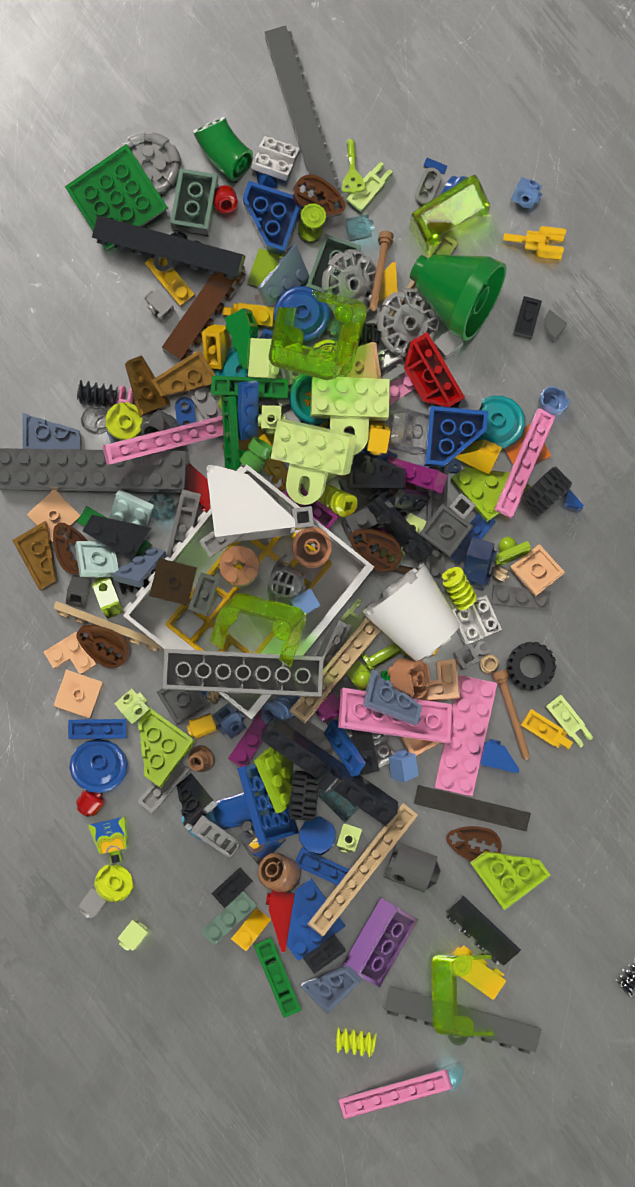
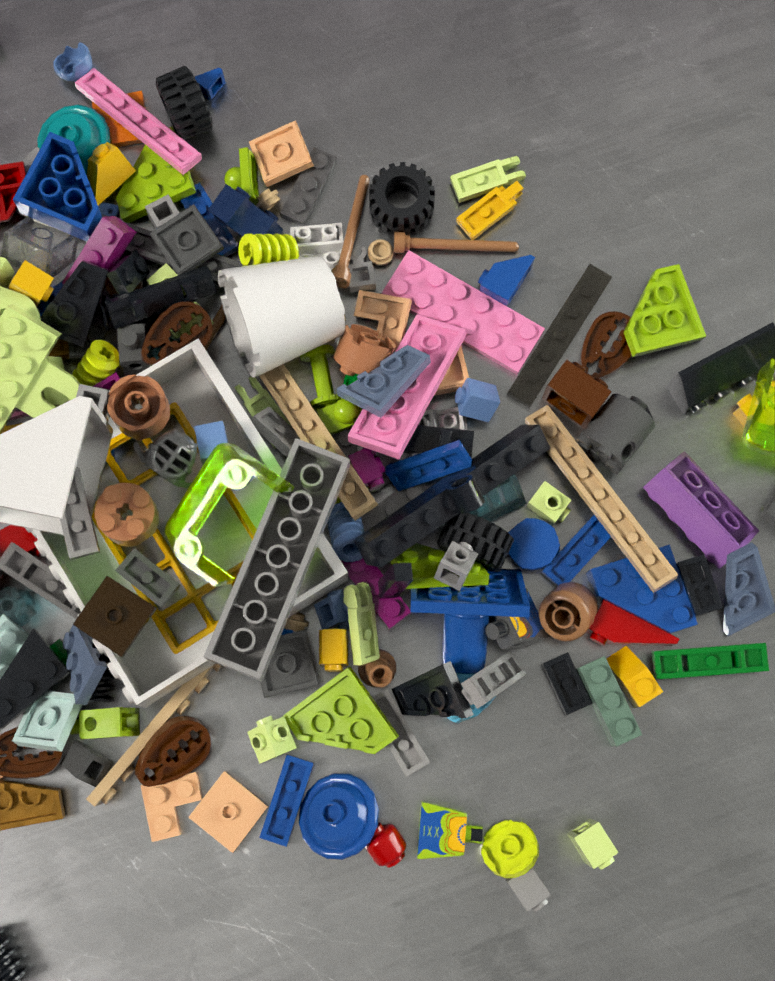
camera: 70 degrees left, 5 degrees down
(224, 739) = (362, 623): none -> yellowish green hinge
(256, 751) = (395, 580): none -> black piece
(279, 788) = (459, 560): none -> light grey brick
(429, 832) = (576, 393): none -> reddish brown brick
(460, 642) = (341, 271): none -> medium nougat piece

